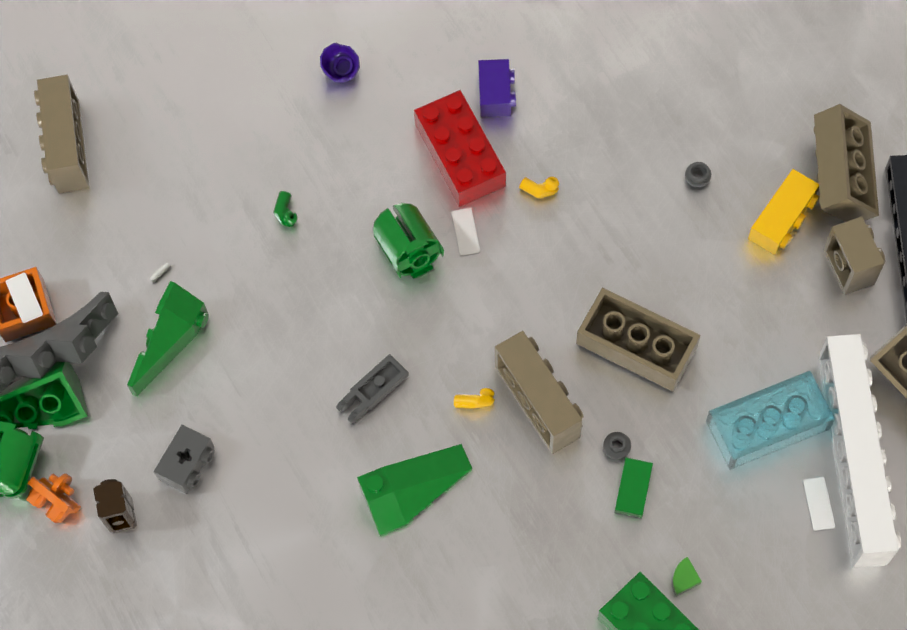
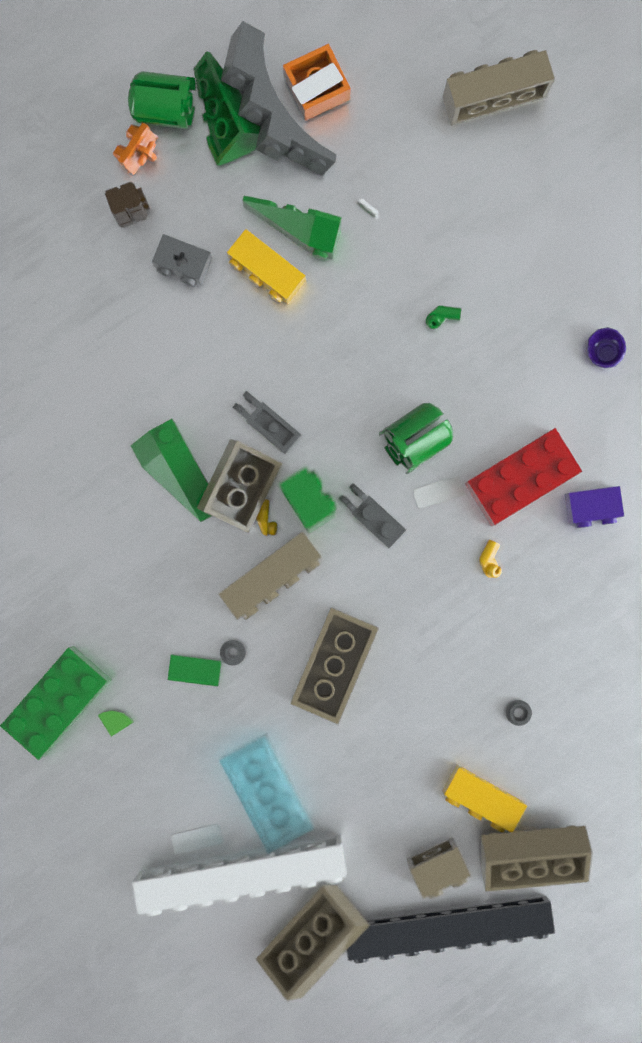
camera: 85 degrees right, 20 degrees up
(206, 374) = (265, 267): none -> yellow brick
(438, 416) = (239, 485): none -> dark tan brick
(463, 336) = (308, 500): none -> green brick
(485, 293) = (374, 517): none -> dark grey hinge

